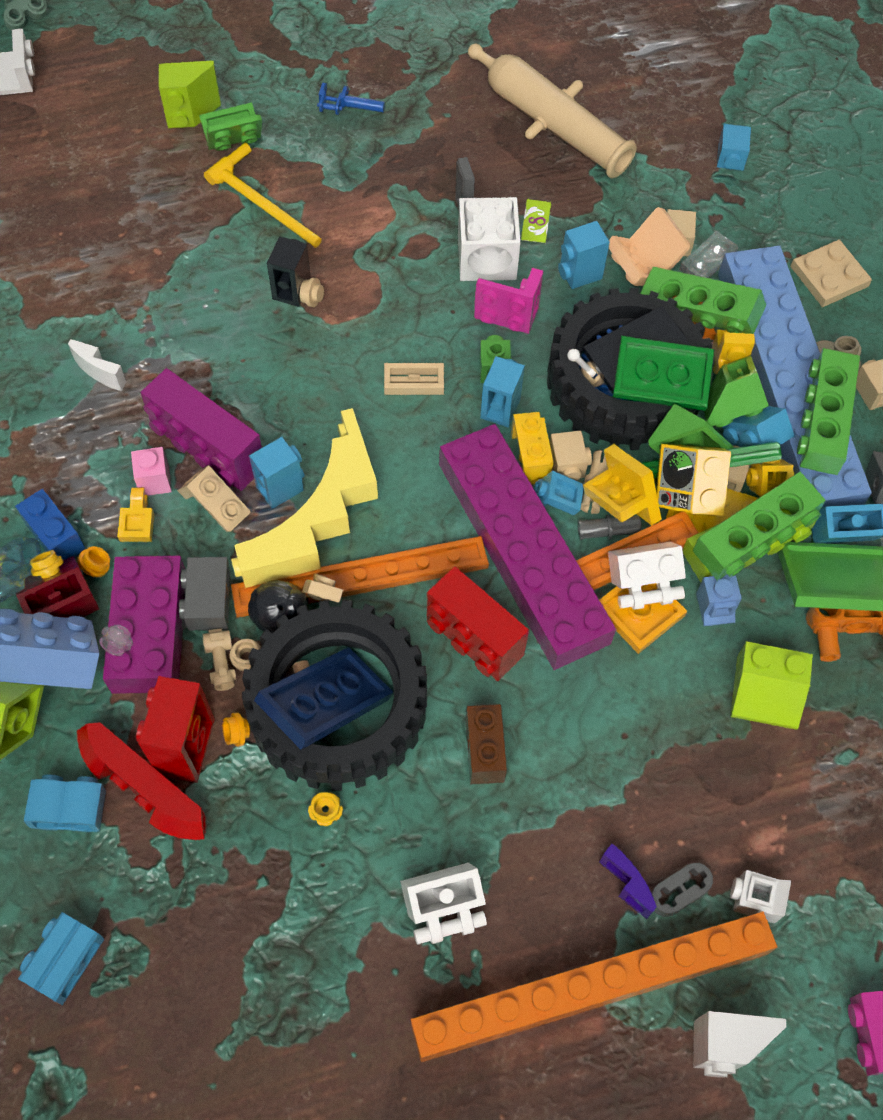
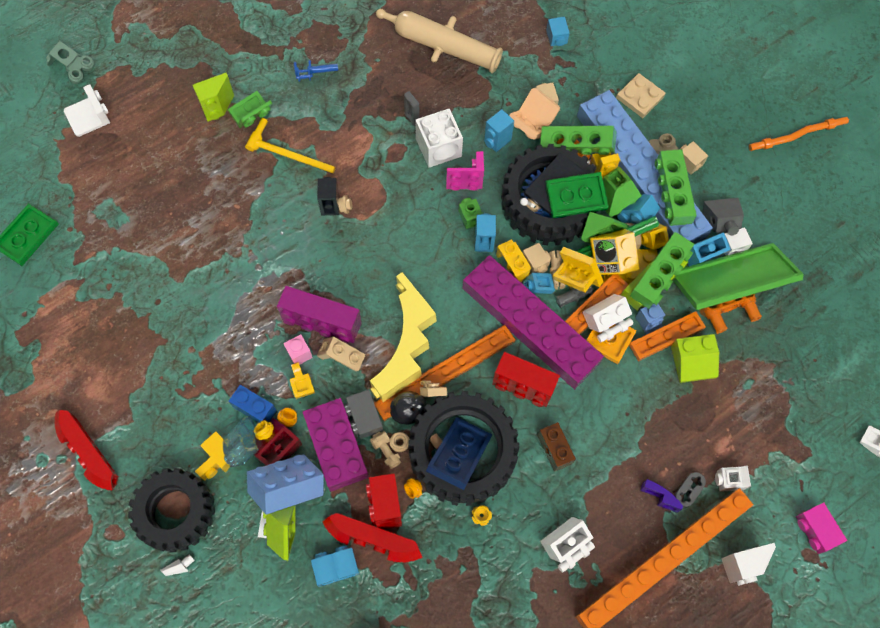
camera: 20 degrees left, 5 degrees up
(90, 360) = (229, 292): white slope -> none
(116, 640) = (328, 462): clear plate -> none
(277, 472) = (374, 326): dark azure brick -> none
(414, 383) = (443, 239): tan tile -> none
(536, 221) = (459, 113): lime sticker -> none
(708, 256) = (569, 108): clear plate -> none
(730, 635) = (666, 336): none -> orange plate

